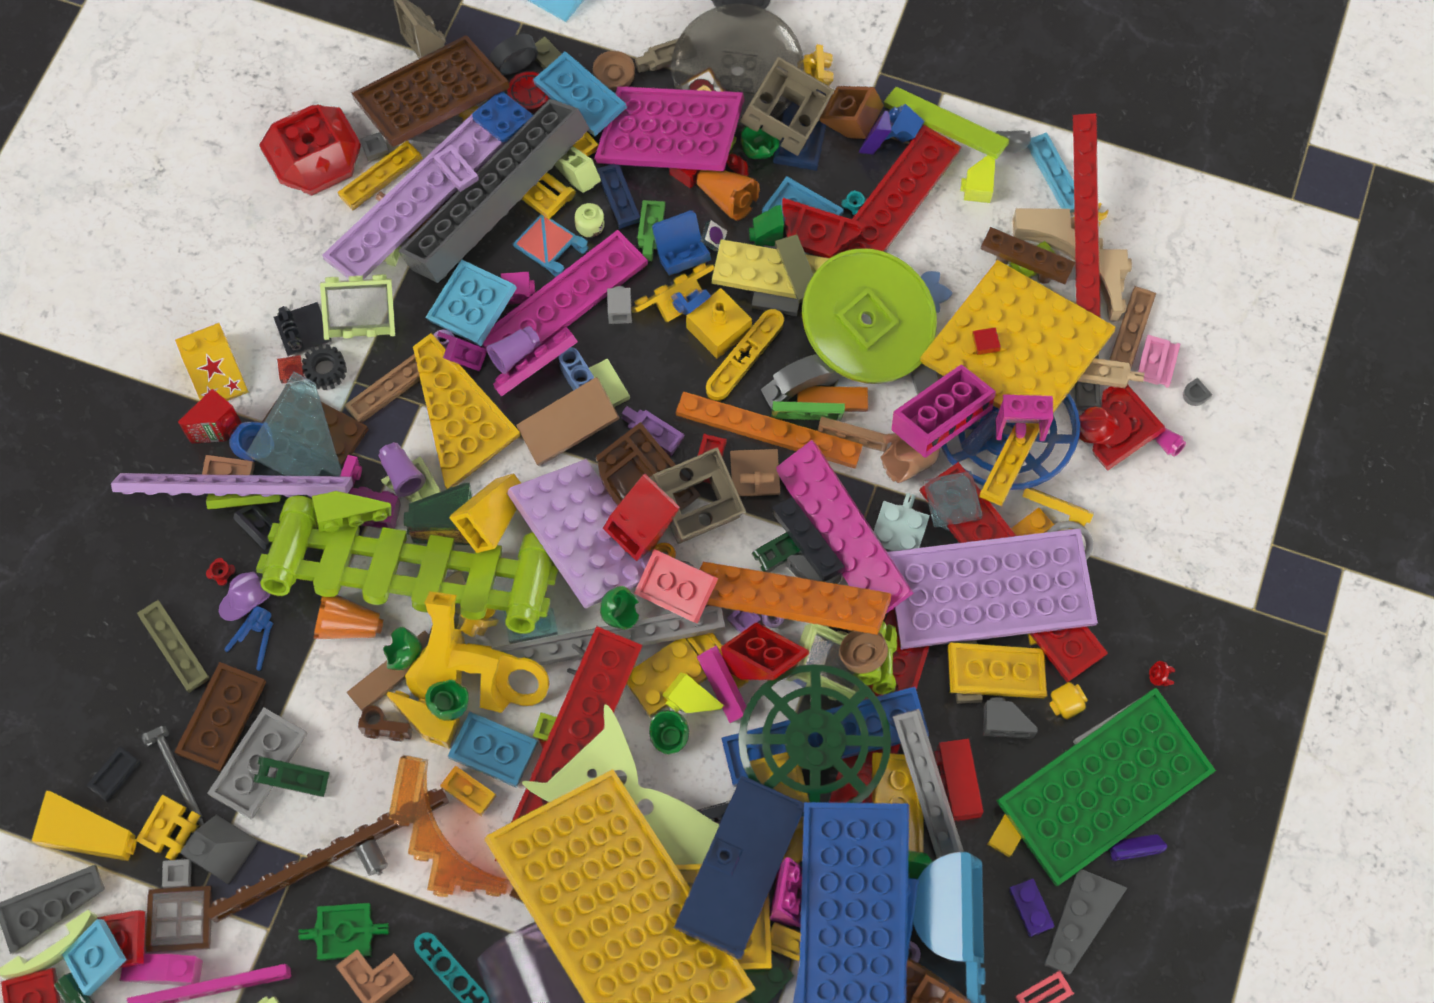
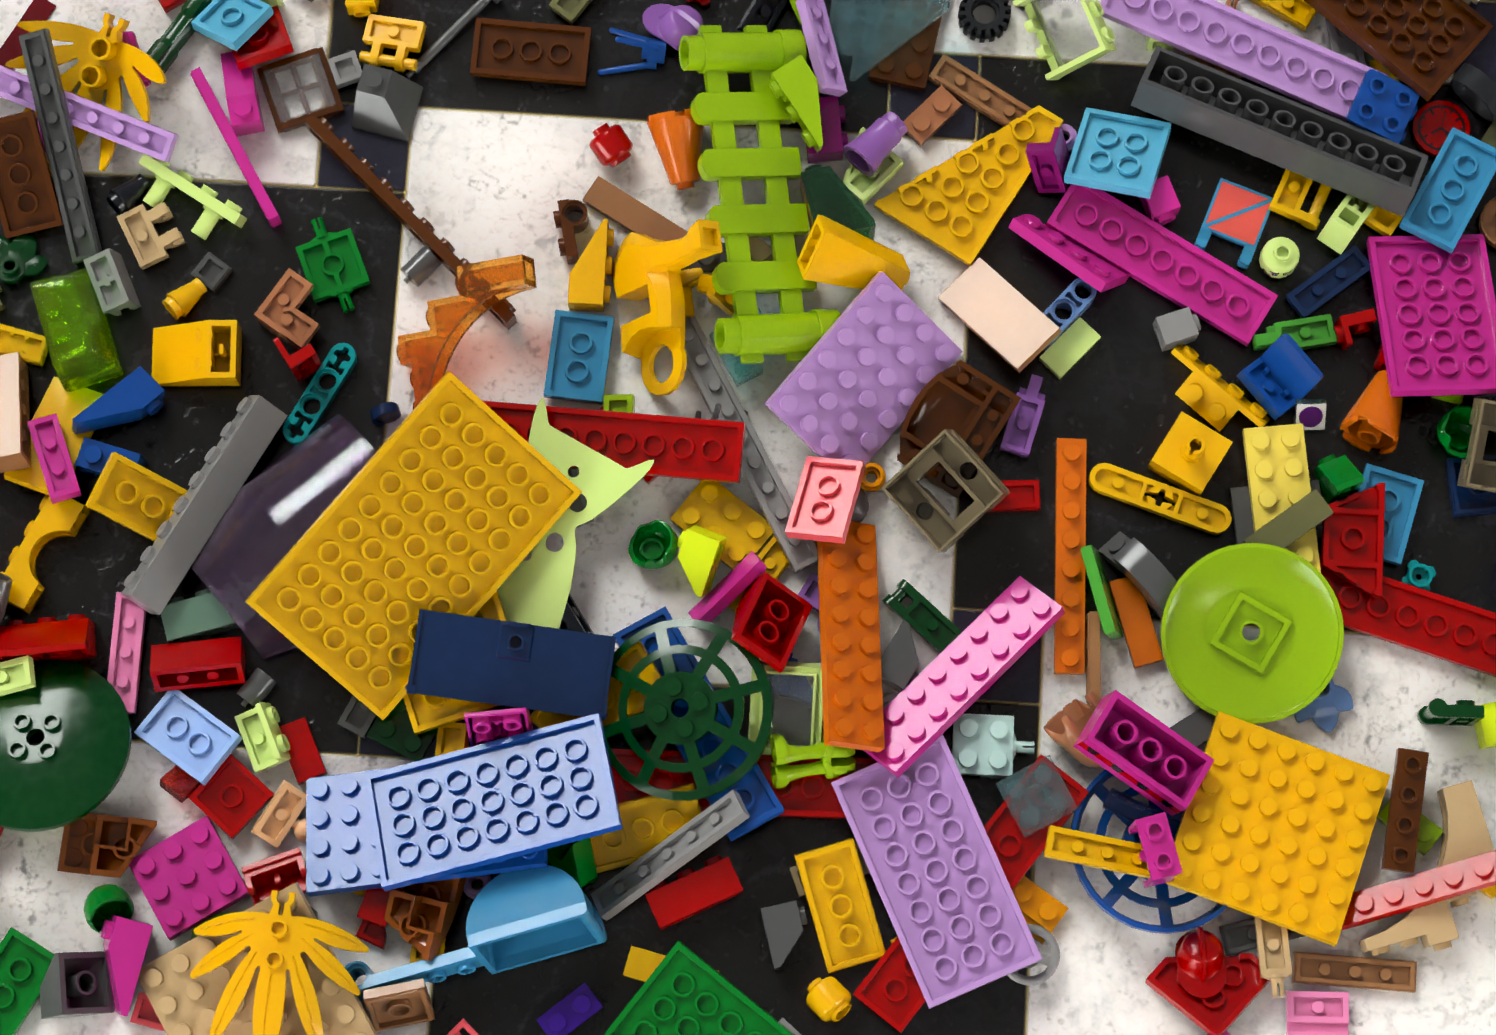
camera: 75 degrees right, 10 degrees up
(268, 738) = (490, 109): light grey plate -> none
(292, 777) = (482, 151): dark green plate -> none
(324, 674) = (611, 145): none -> red head
(352, 468) = (862, 89): dark pink plate -> none
(389, 426) = (931, 115): none -> nougat plate
(403, 650) = (659, 220): green hair -> none
(423, 985) = (302, 362): none -> red panel
(447, 700) = (611, 285): green hair -> none
(455, 168) = (1286, 74): lavender plate -> none
(468, 790) = (524, 345): yellow plate -> none
(487, 921) = (385, 413): none -> dark blue tile
(513, 348) = (1071, 221): medium lavender plant -> none
(619, 608) = (777, 443): green hair -> none
(641, 518) = (891, 433): red slope -> none
(656, 190) = (1355, 322): none -> red bracket
(694, 299) = (1203, 414): blue bracket -> none
(737, 164) = (1422, 418): red arm -> none
(755, 472) = (1007, 554): medium nougat plate -> none
(808, 539) = (934, 638): black plate -> none
(863, 652) = (802, 736): medium nougat piece -> none
(963, 206) = (1461, 714): none -> dark green plate
(986, 341) = (1261, 785): red tile -> none
(1076, 513) = (1074, 954): yellow hinge -> none

